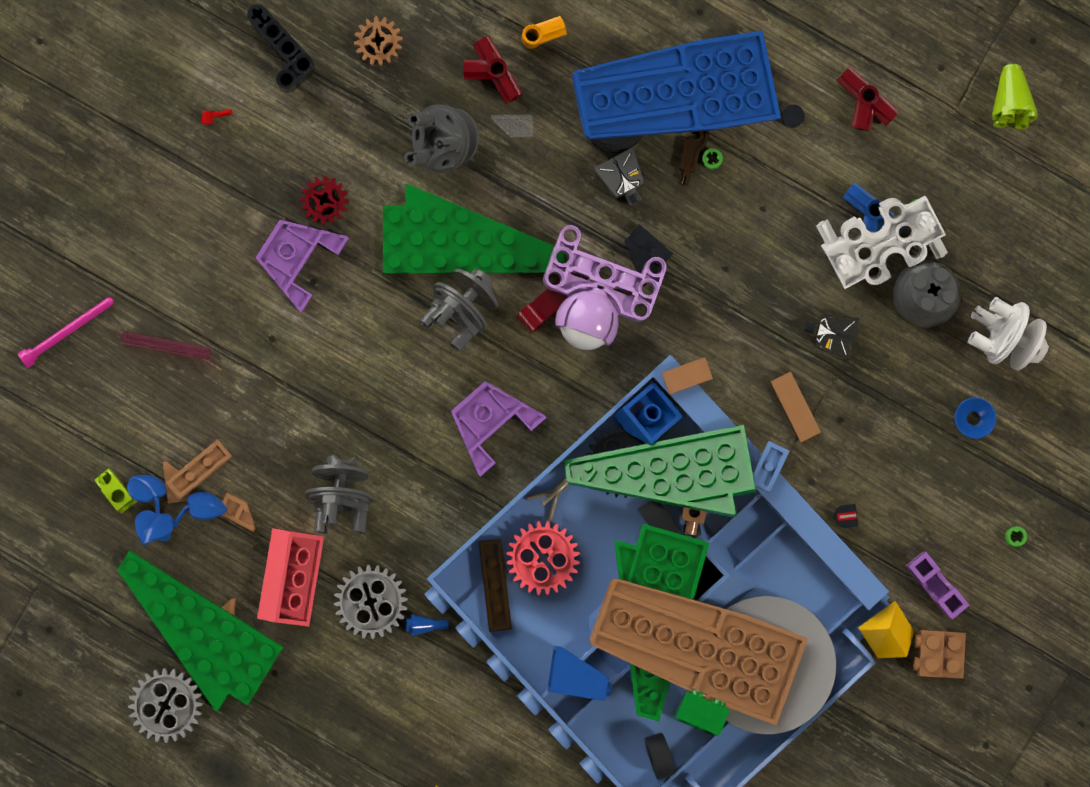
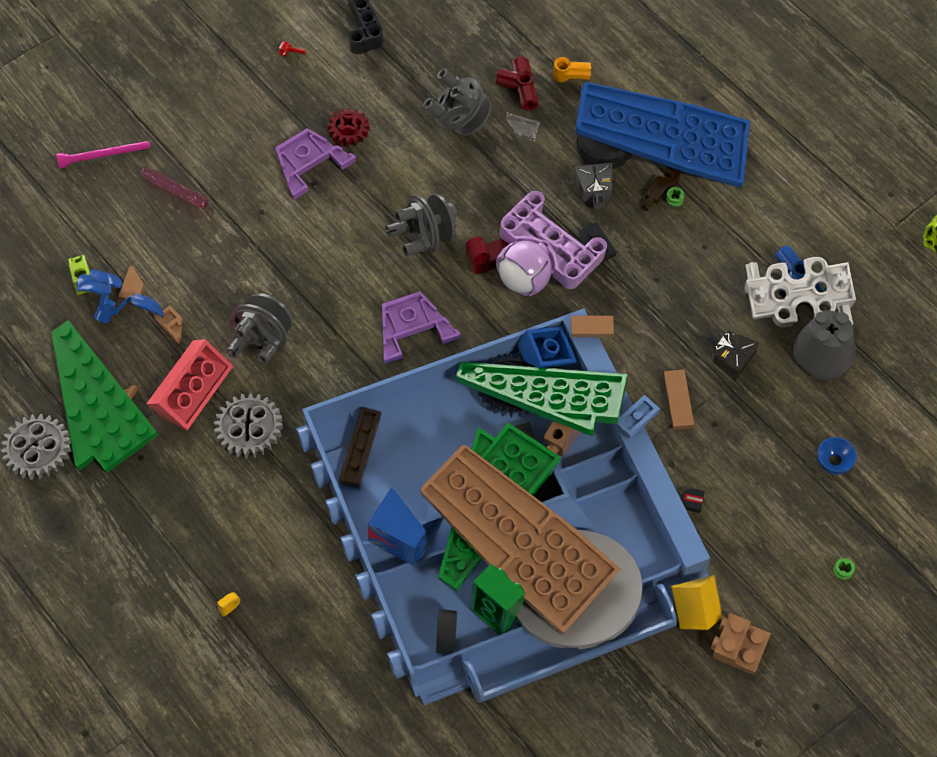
camera: 30 degrees right, 25 degrees down
(198, 469) = (155, 280): medium nougat tile -> none
(387, 40) = (440, 38): medium nougat gear -> none
(419, 625) = (283, 459): blue cone -> none
(442, 236) = (430, 173): green wing -> none
(552, 493) = (444, 391): dark tan plant -> none
(560, 545) = (430, 431): coral gear -> none
(793, 116) = (753, 188): black tile -> none
(864, 111) = (816, 198): dark red piece -> none
(936, 586) = (751, 571): medium lavender arch -> none
(1009, 334) = (873, 391): white piece -> none

